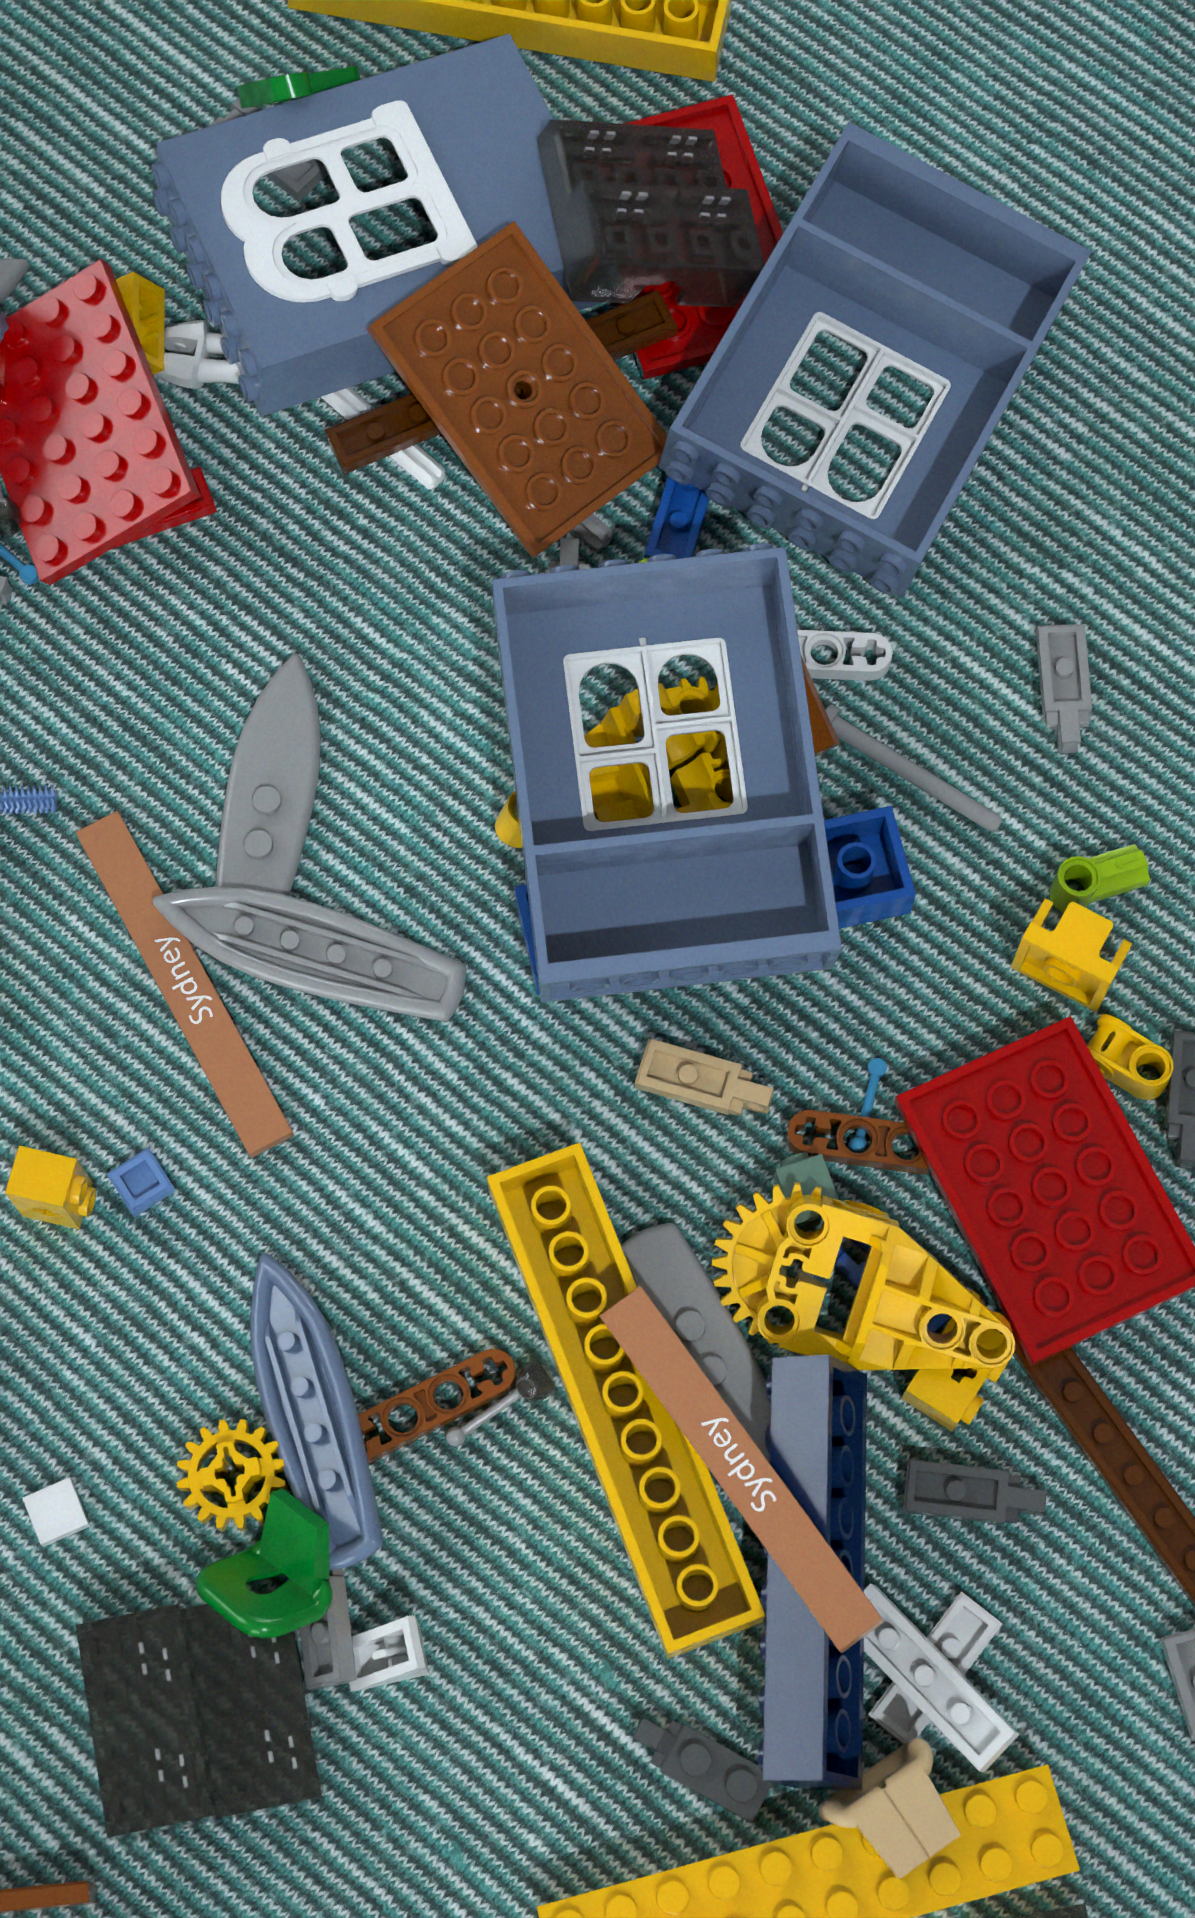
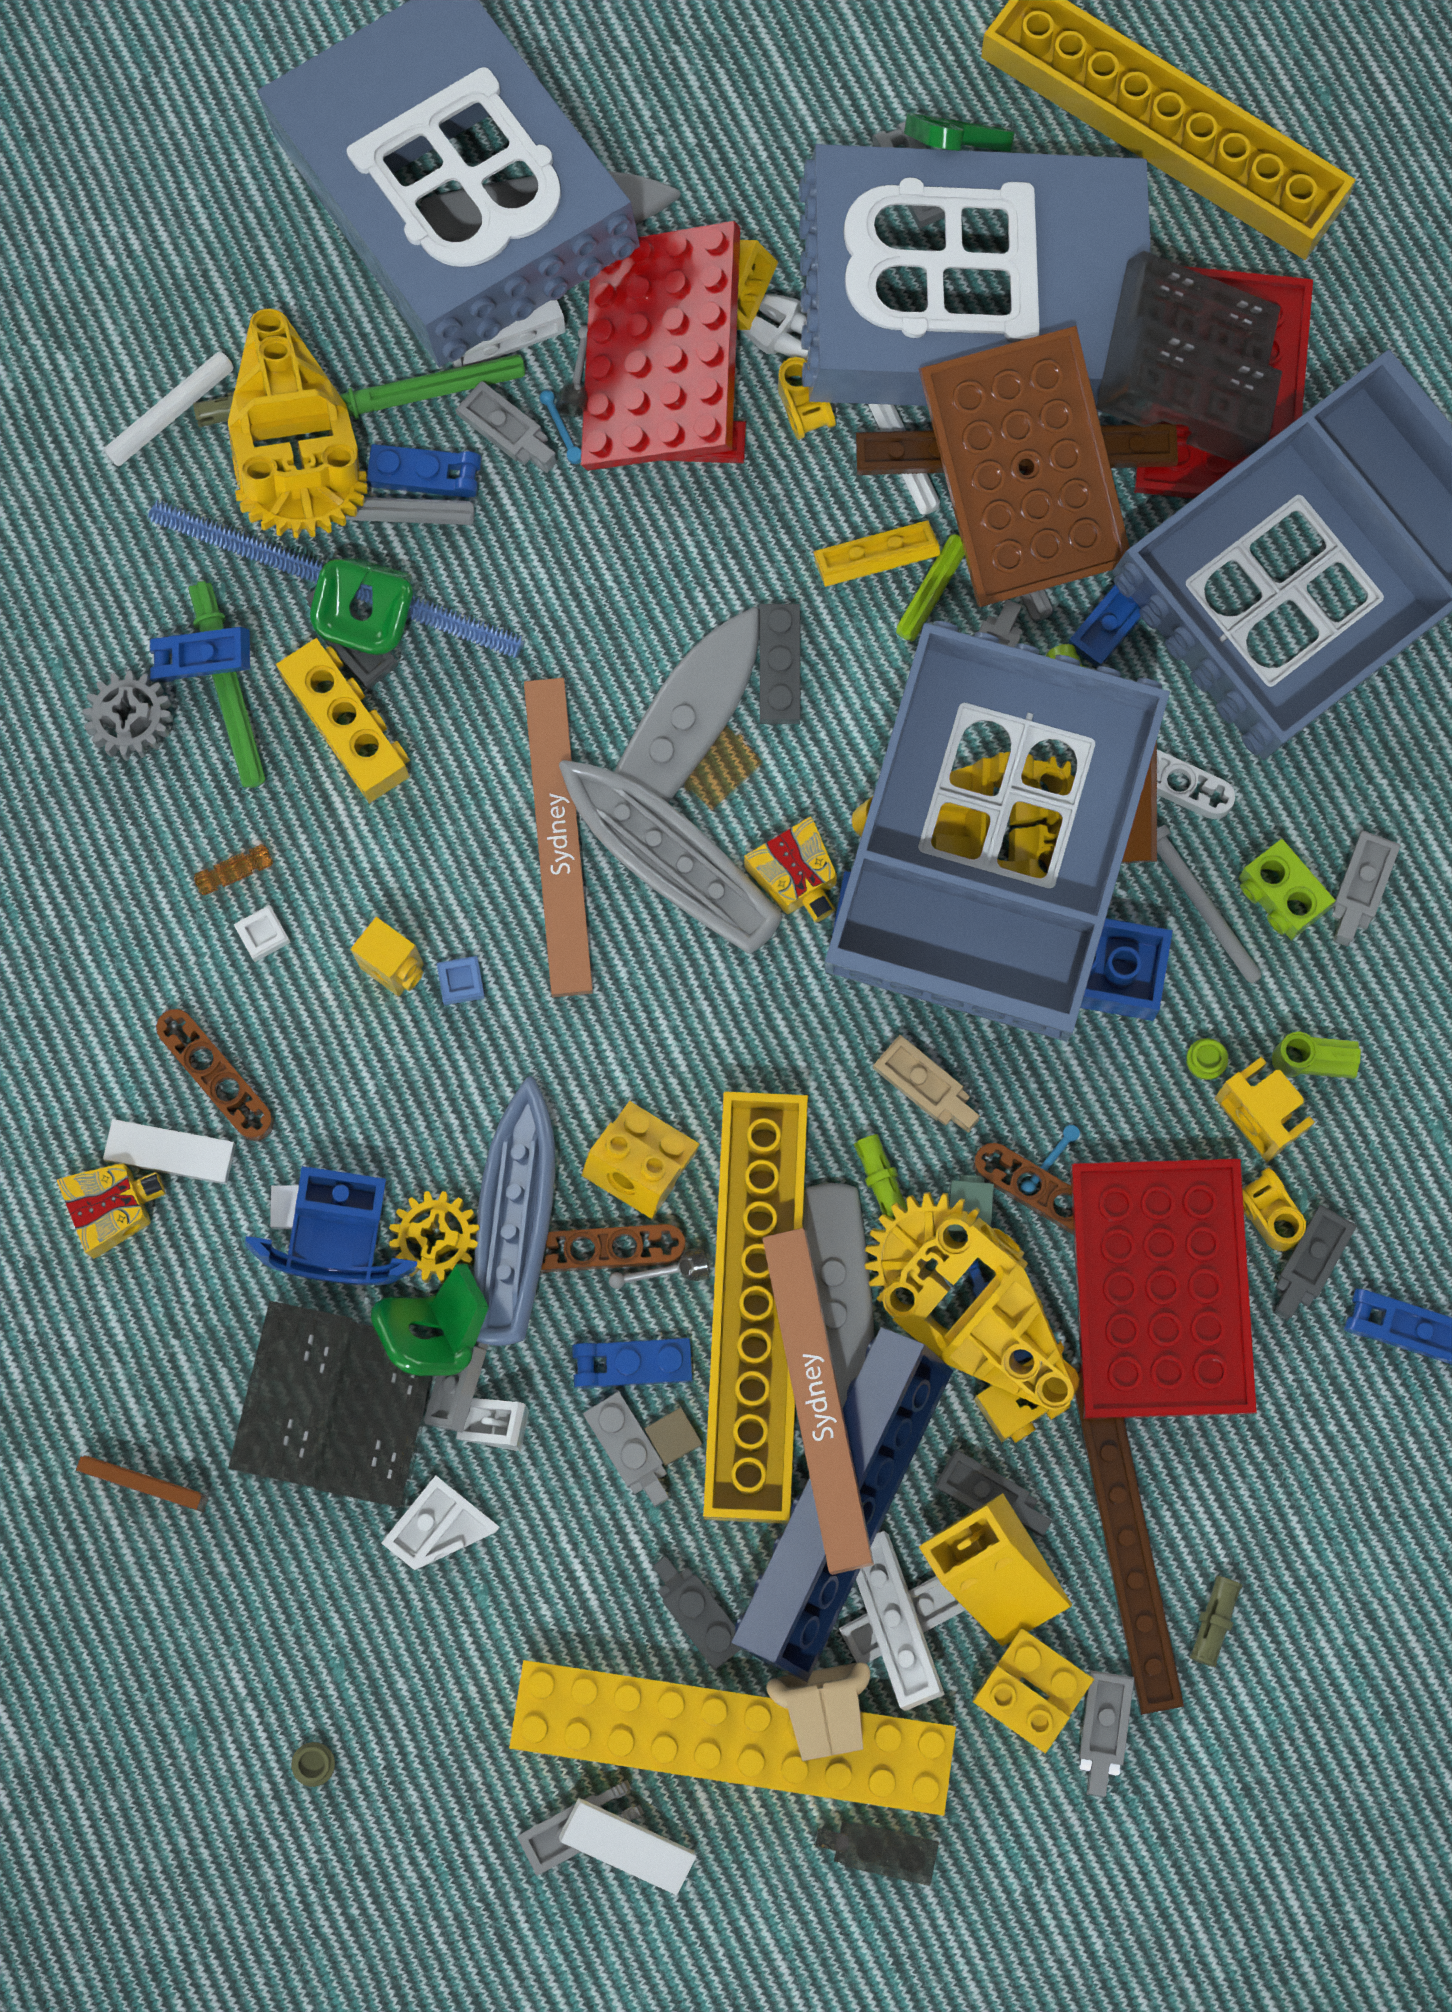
camera: 25 degrees right, 5 degrees up
(116, 1517) = (334, 1232): none -> blue piece
(255, 433) = (801, 413): none -> yellow piece
(332, 838) = (722, 769): none -> clear orange piece
(346, 703) = (779, 663): none -> dark grey plate
(372, 1799) = (437, 1526): none -> white wing
(400, 547) = (876, 553): none -> yellow tile
(423, 1293) = (639, 1159): none -> yellow brick
(459, 911) = (795, 870): none -> torso
(474, 560) = (931, 589): none -> lime axle
(514, 1519) = (633, 1363): none -> blue plate
(548, 1616) = (628, 1447): none -> light grey hinge
(592, 1582) = (673, 1436): none -> dark tan tile
(693, 1197) = (880, 1174): none -> lime pin
(985, 928) = (1207, 1059): none -> lime plate
(994, 708) = (1295, 884): none -> lime brick
(1013, 1573) = (996, 1571): none -> yellow slope
(1106, 1710) = (1019, 1706): none -> yellow brick

